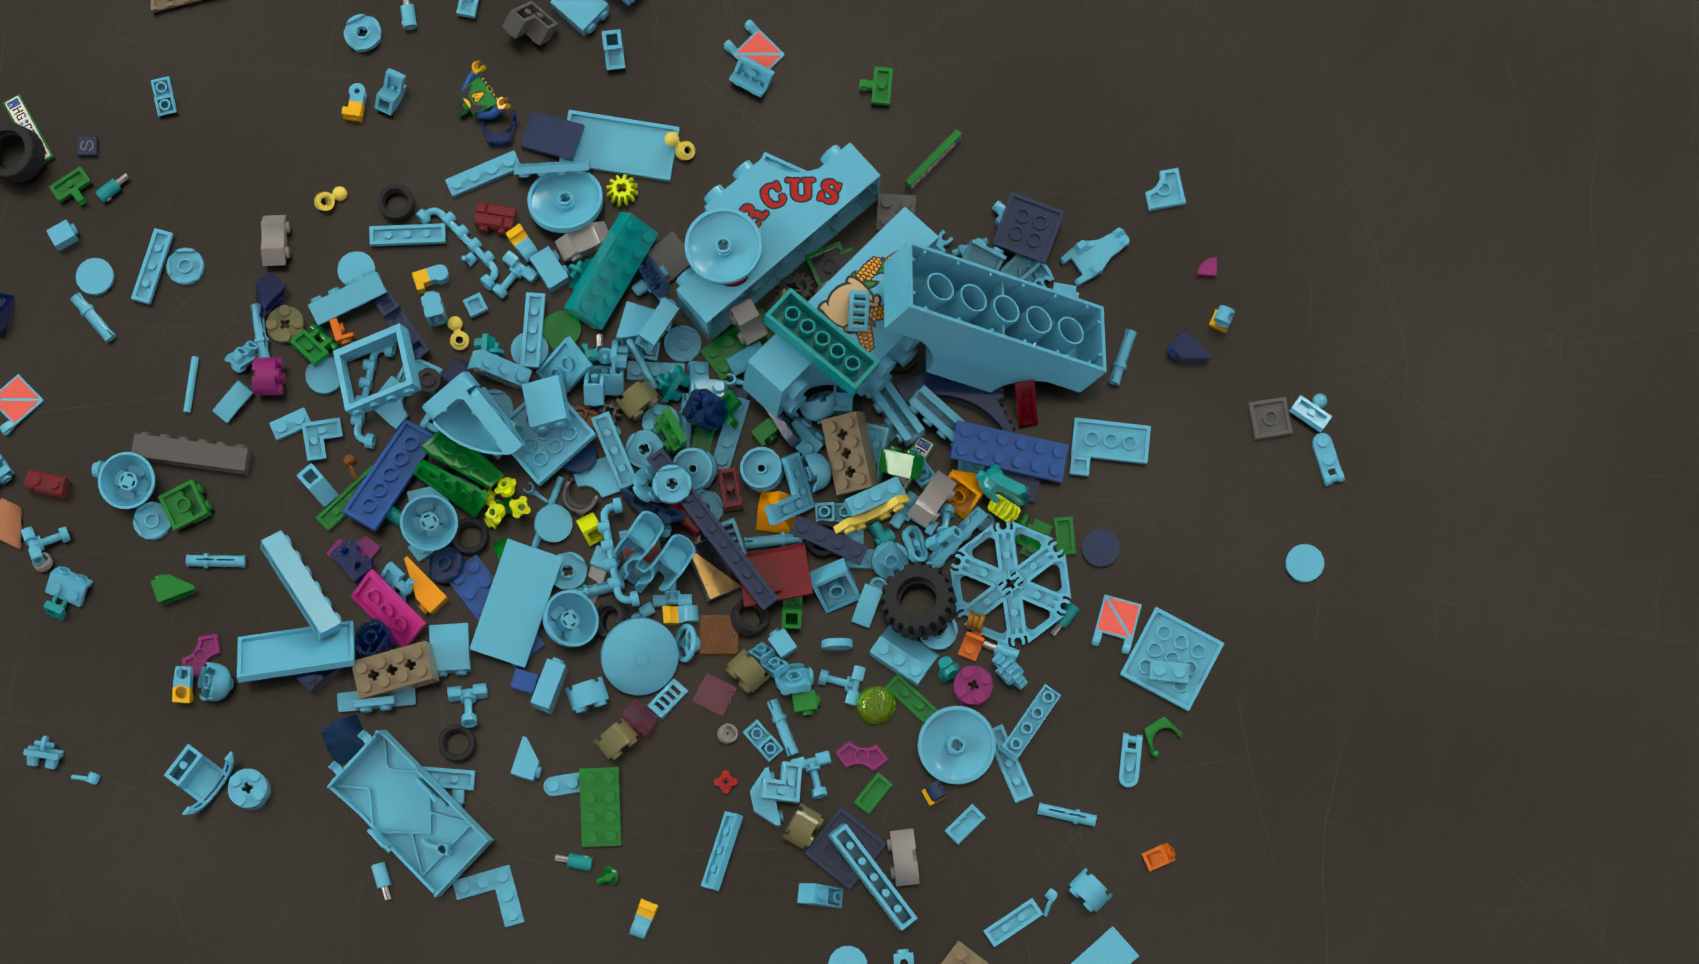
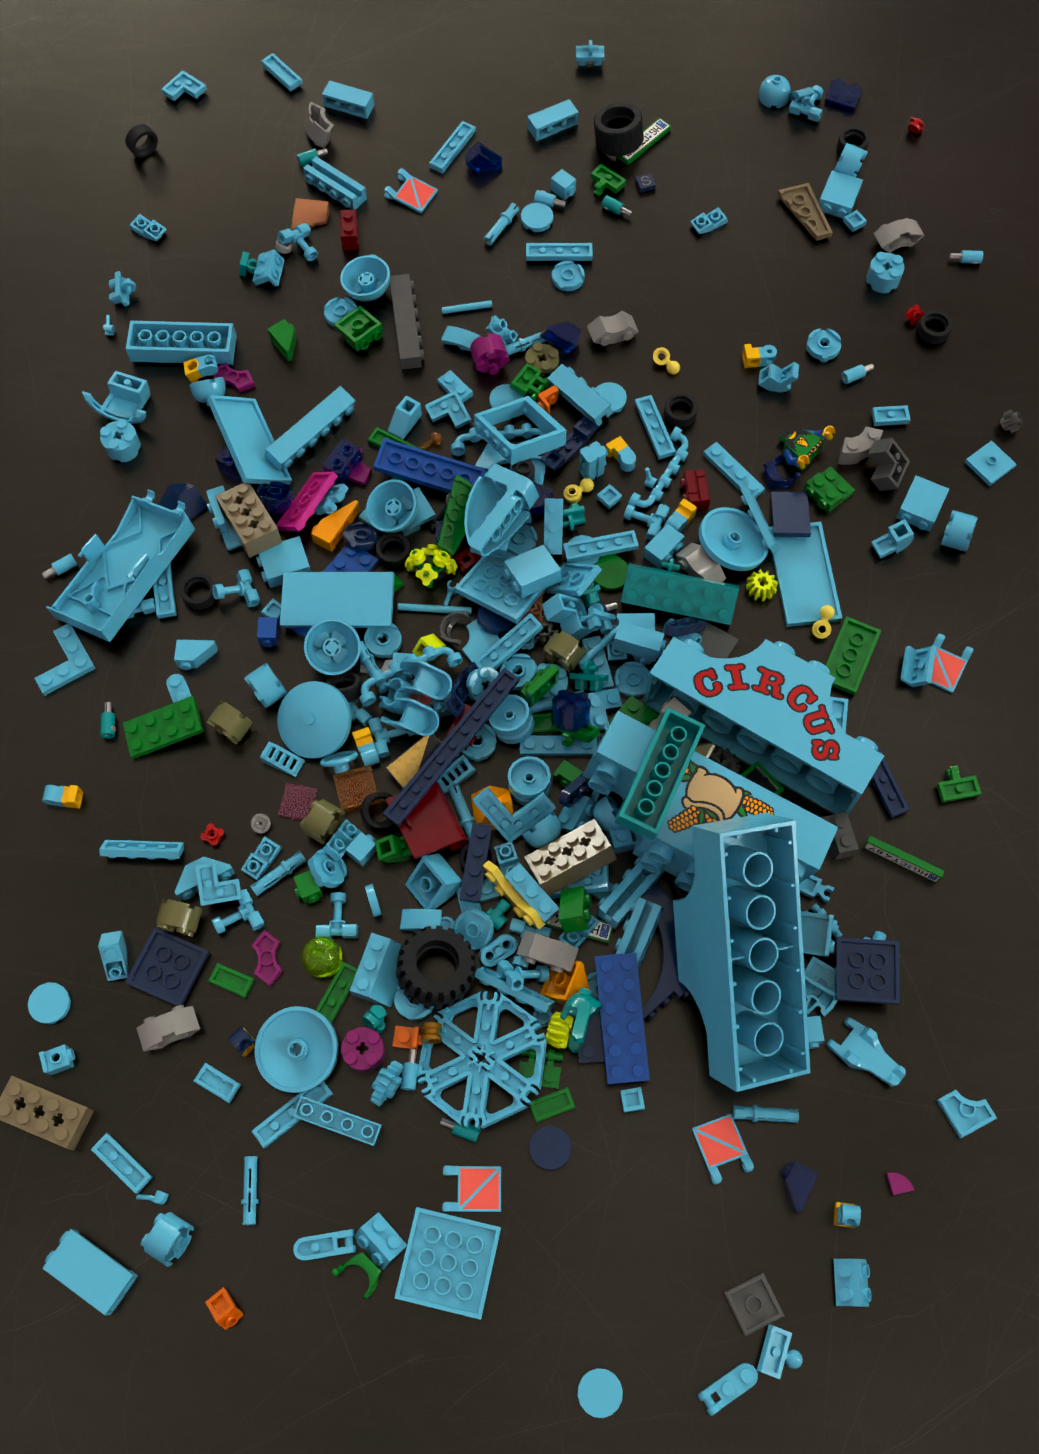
camera: 75 degrees right, 10 degrees down
(76, 257) = (548, 199): none -> medium azure piece
(142, 699) = (180, 341): none -> medium azure brick
(215, 560) = (314, 350): medium azure pin -> none
(453, 488) = (430, 515): green wing -> none
(500, 48) = (858, 447): none -> light grey brick
(501, 672) = (272, 609): none -> medium azure tile
(504, 459) = (473, 558): none -> dark red plate
(534, 89) = (828, 489): none -> green plate
(549, 685) = (266, 648): medium azure brick -> none
(553, 523) = (424, 614): medium azure tile -> none
(610, 876) = (100, 756): green plate -> none
(640, 717) = (255, 736): clear pink piece -> none
(679, 476) = (488, 685): medium azure plate -> none
(720, 133) = (851, 654): none -> green plate
(723, 245) = (730, 662): medium azure dish -> none
(730, 489) = (500, 757): dark red brick -> none
(856, 299) = (724, 799): medium azure slope -> none
(868, 147) = (889, 790): none -> dark blue plate
(872, 876) = (136, 999): medium azure brick -> none
(1026, 403) = (678, 1020): dark red plate -> none
(1111, 440) = (670, 1127): medium azure plate -> none
(1135, 403) = (721, 1144): none -> coral flag
(1139, 712) = (380, 1241): none -> medium azure bracket
(1169, 672) = (431, 1262): medium azure plate -> none
(1275, 334) = (852, 1282): none -> medium azure bracket

